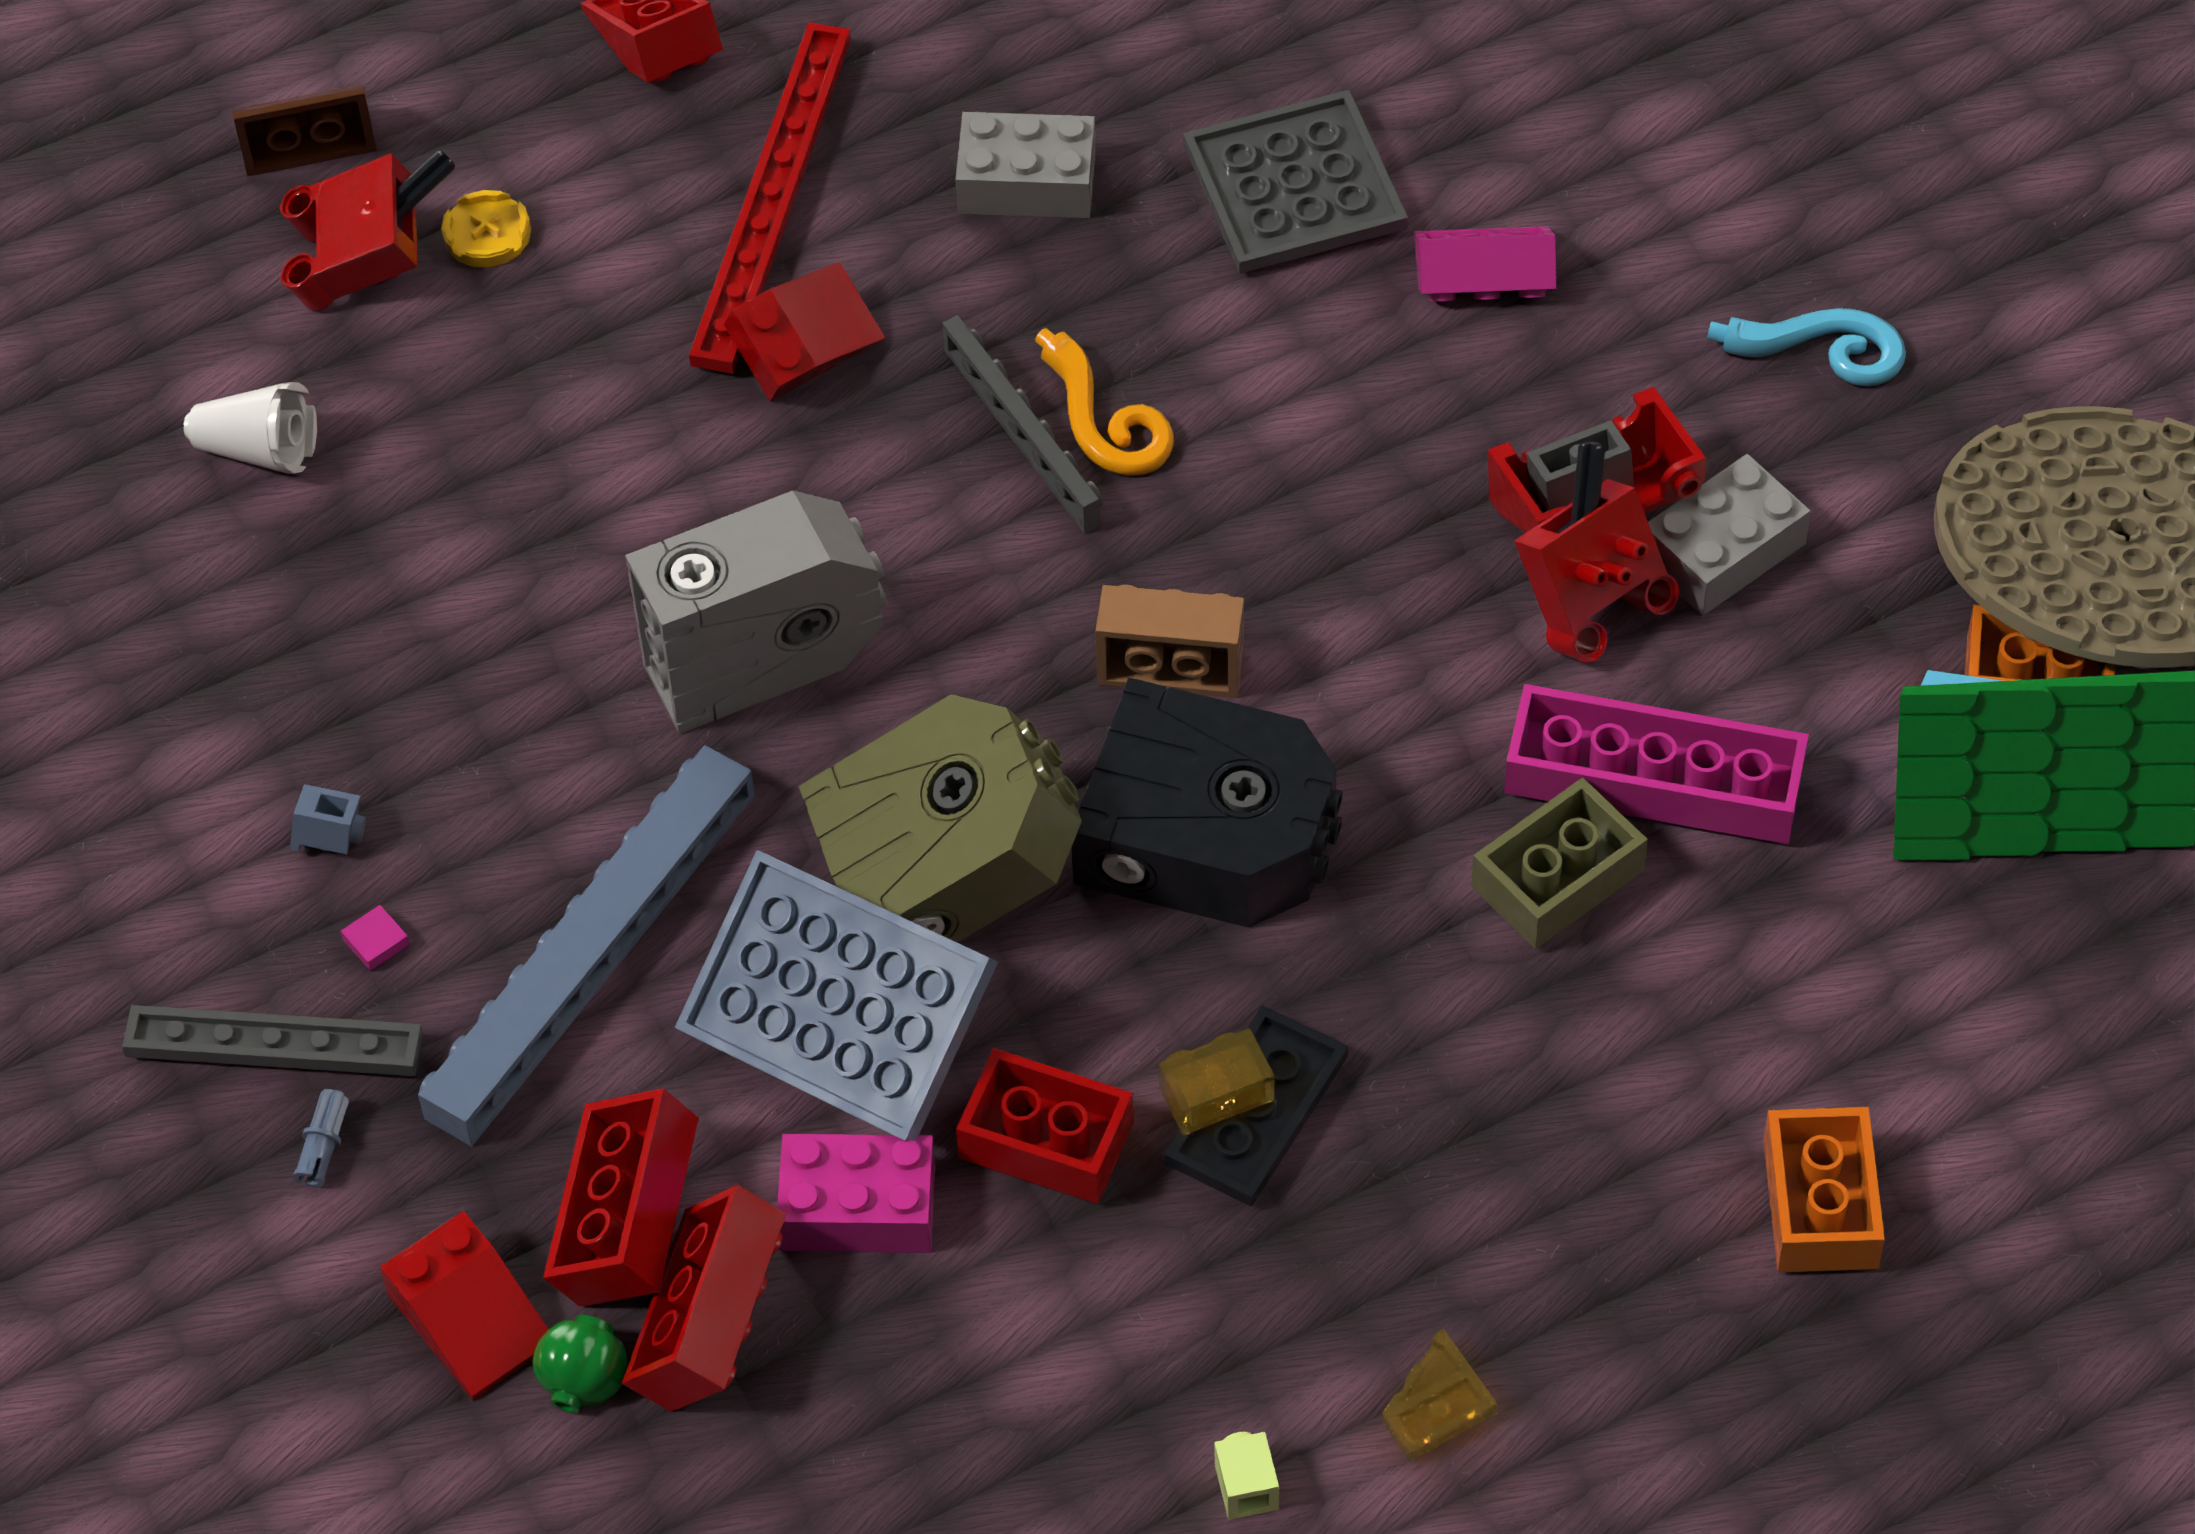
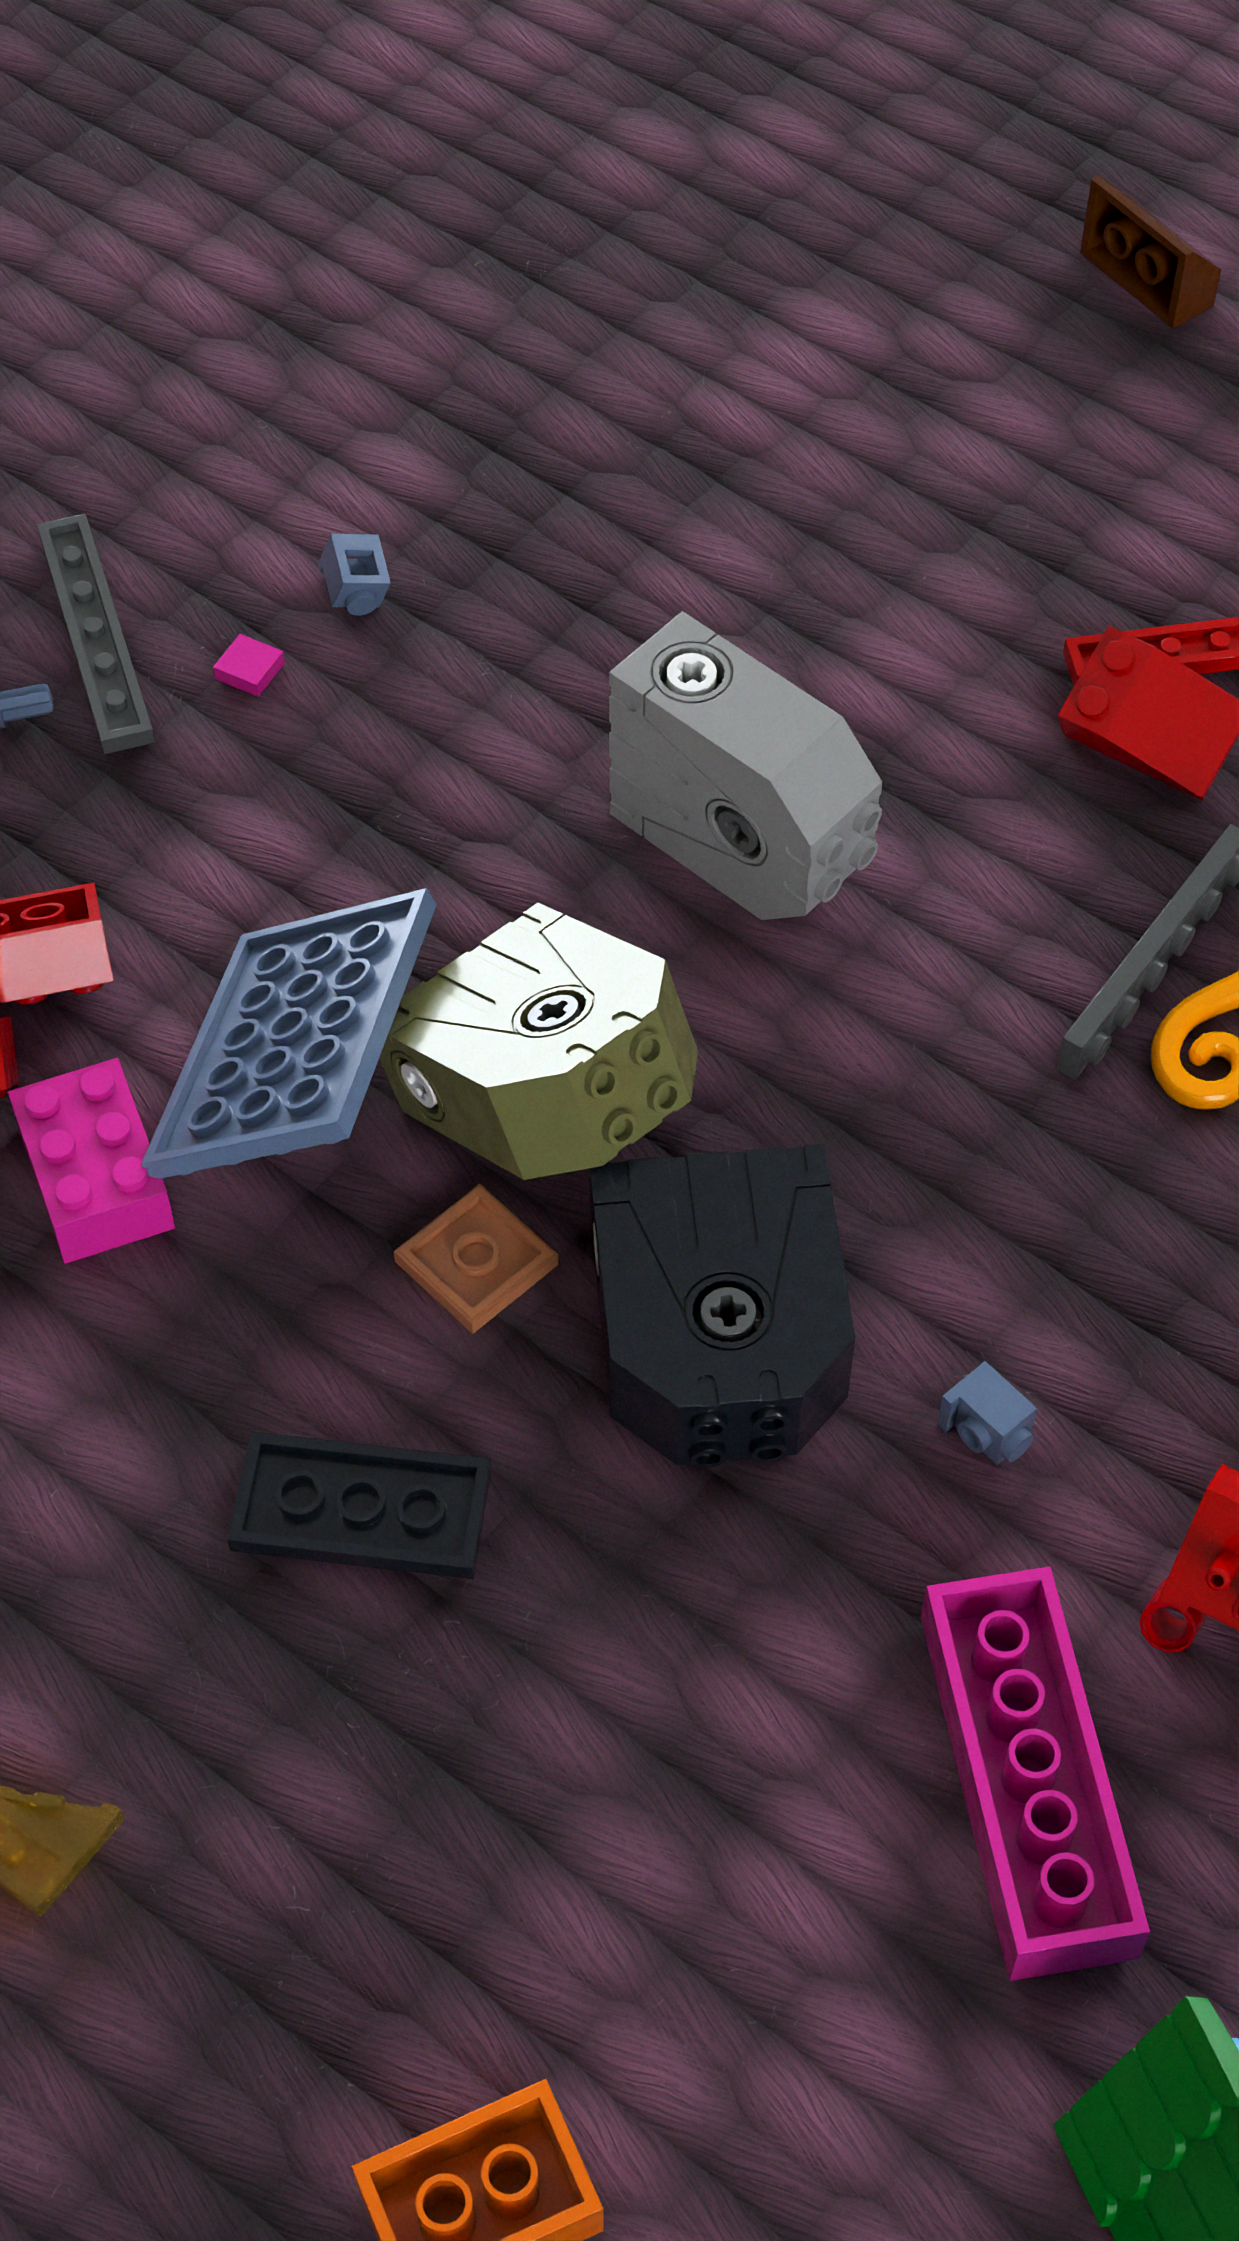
camera: 65 degrees right, 0 degrees up
(257, 427) = (778, 359): white cone -> none
(359, 227) = (1044, 330): red piece -> none
(486, 229) = (1129, 437): yellow tile -> none
(585, 945) = (310, 825): sand blue brick -> none
(1045, 1125) = (234, 1300): red brick -> none
(1070, 965) = (476, 1258): none -> nougat tile
(1170, 639) = (929, 1184): medium nougat brick -> none
(1216, 1081) = (350, 1439): clear yellow brick -> none
(1370, 685) = (989, 1415): none -> sand blue brick
(1559, 863) = (828, 1706): olive brick -> none

